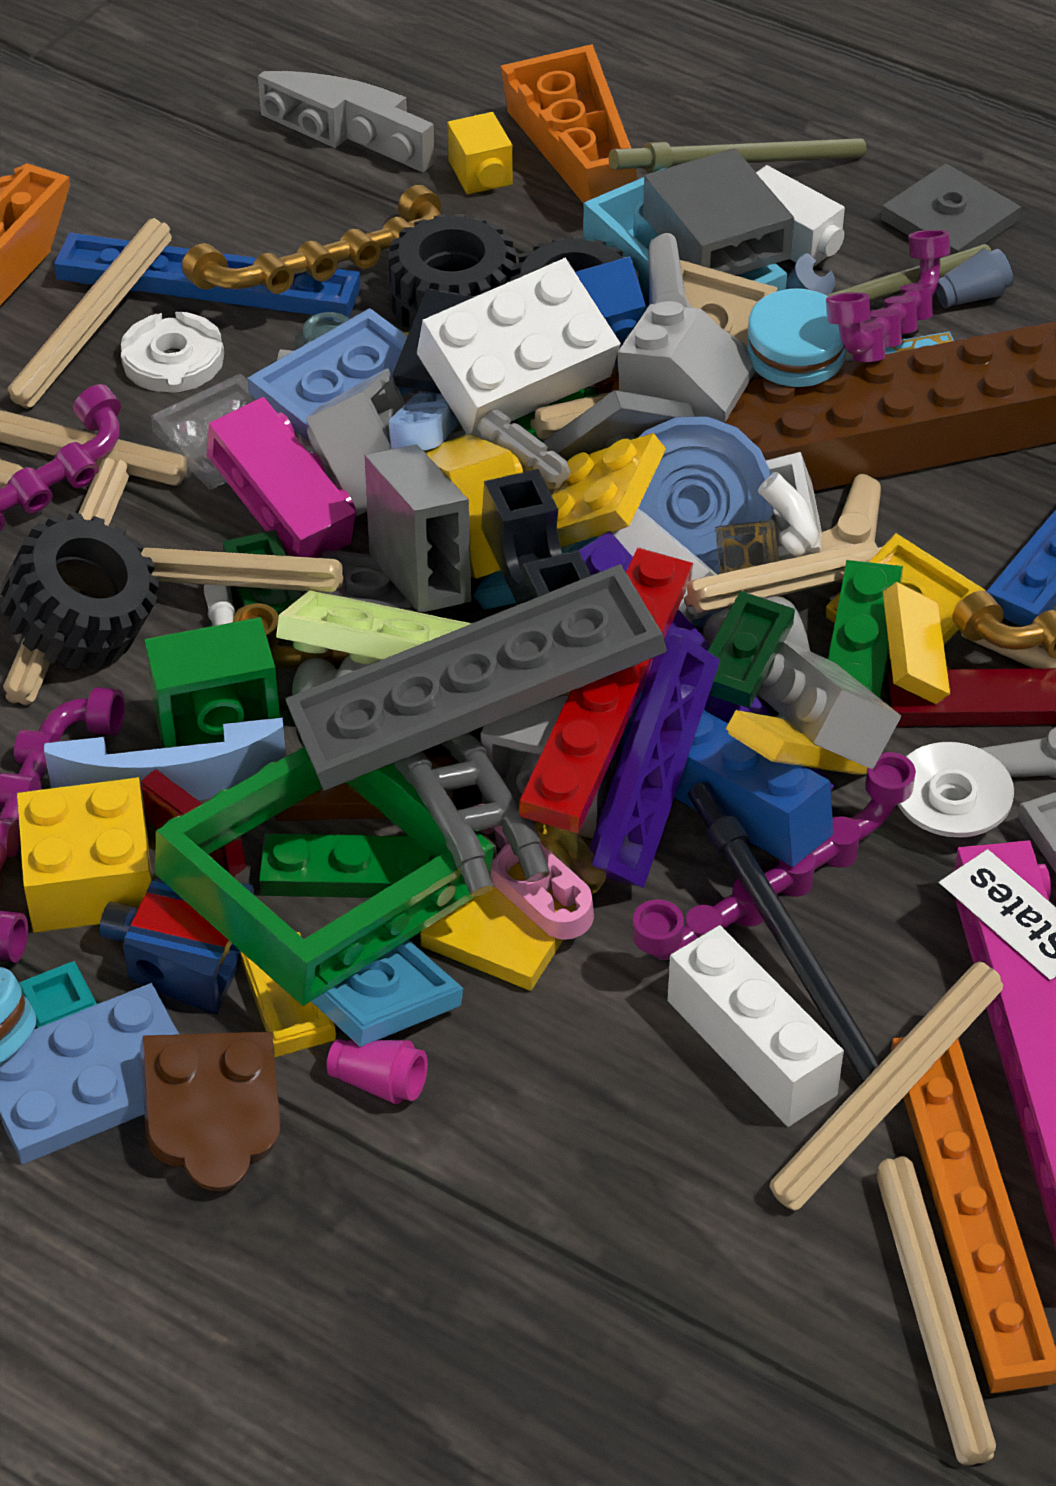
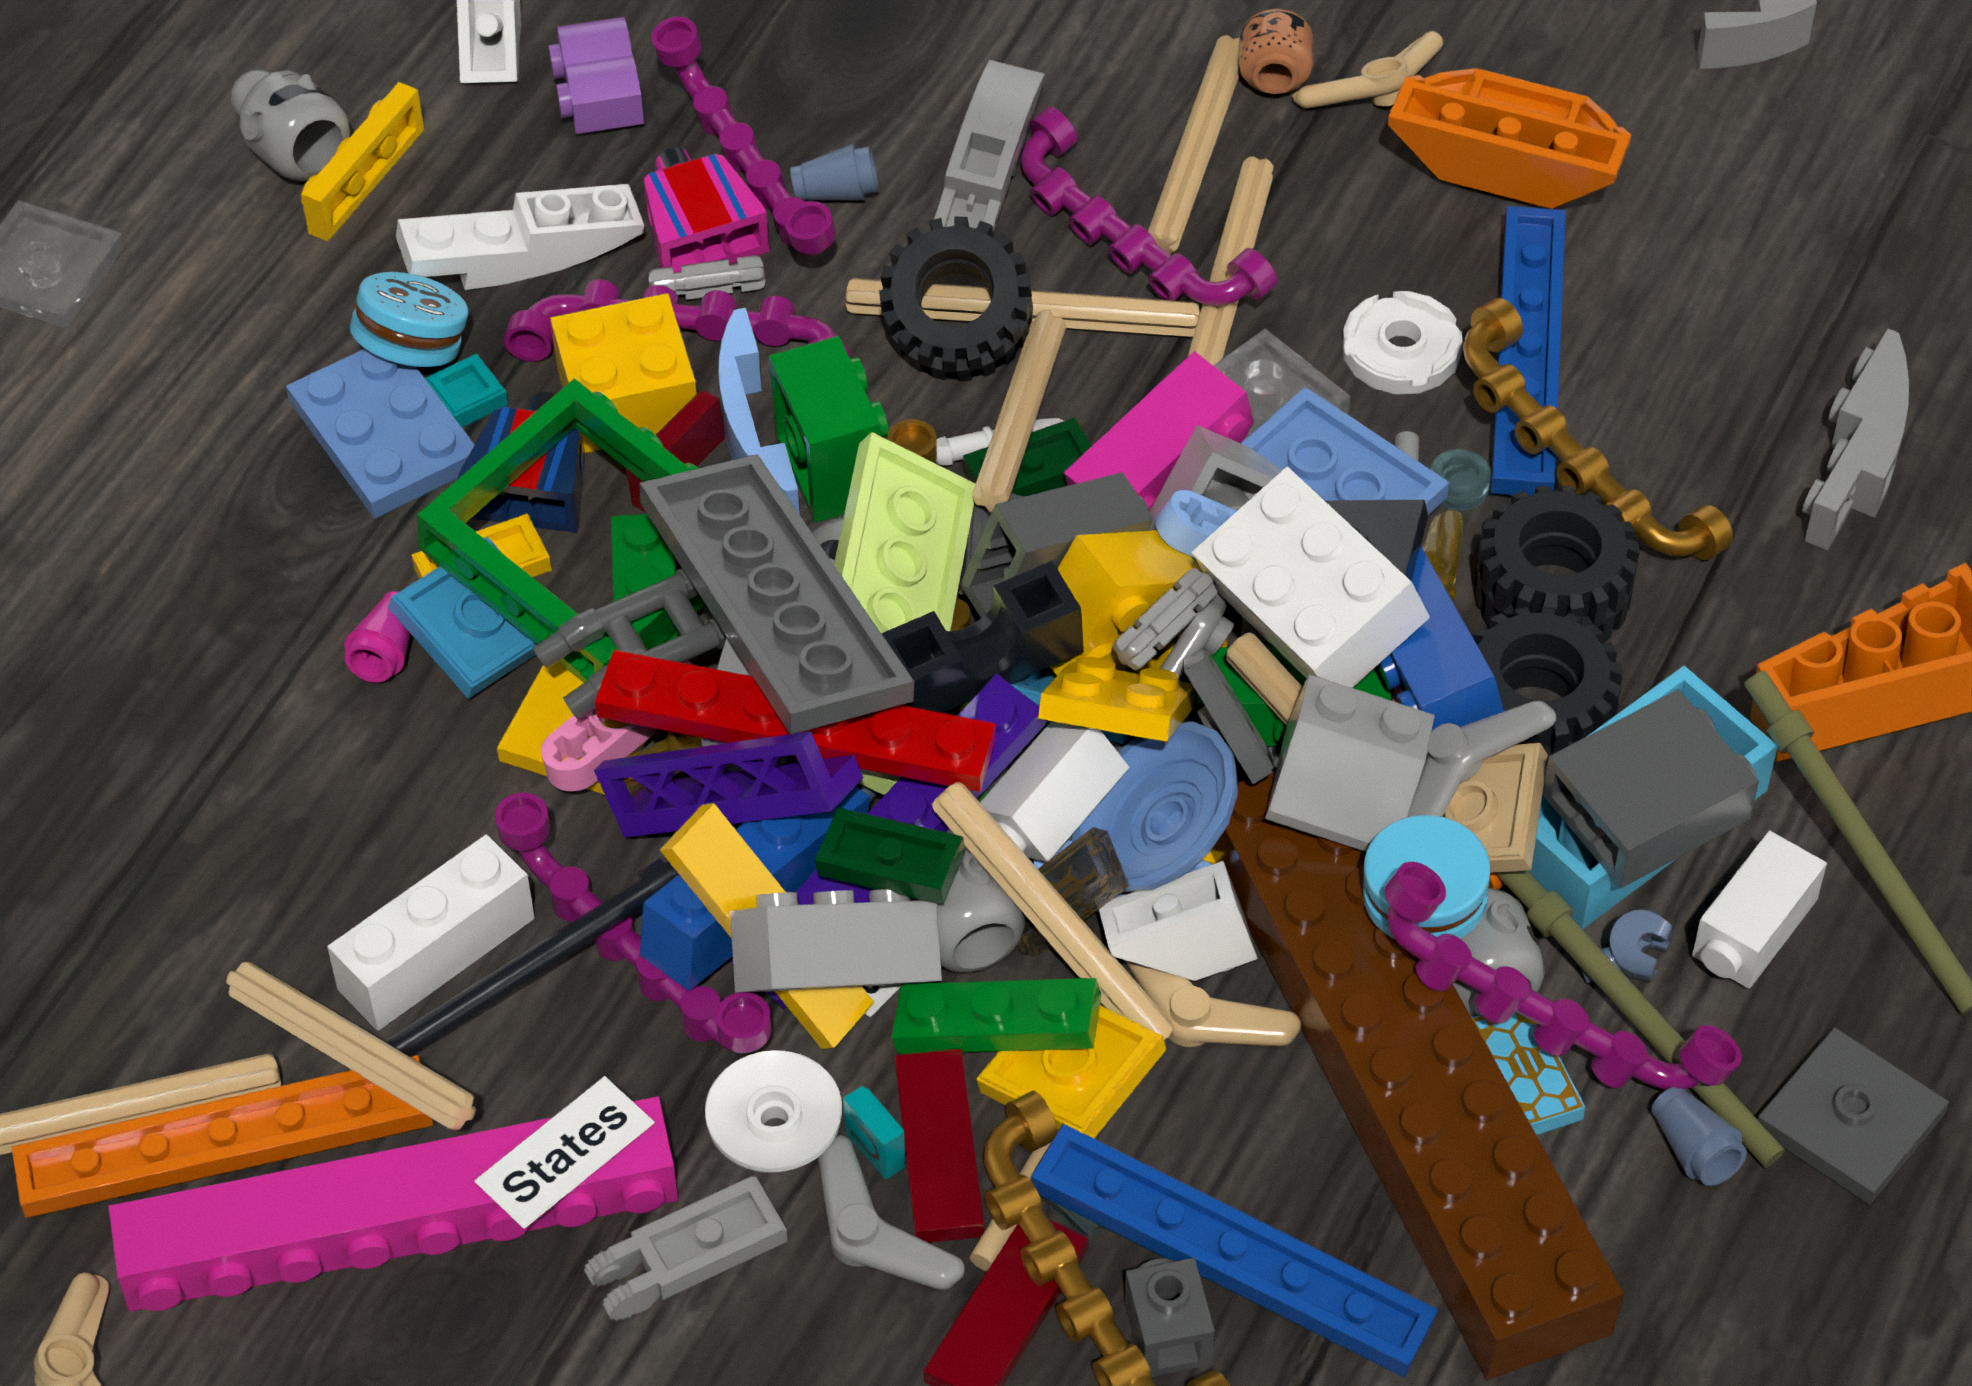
camera: 85 degrees right, 5 degrees up
(89, 313) = (1428, 250): tan axle -> none
(210, 1103) = (332, 511): reddish brown plate -> none
(480, 153) = (1824, 579): yellow brick -> none
(794, 510) = (1129, 907): white arm -> none
(916, 643) = (973, 1054): yellow tile -> none
(977, 721) = (874, 1131): none -> teal tile

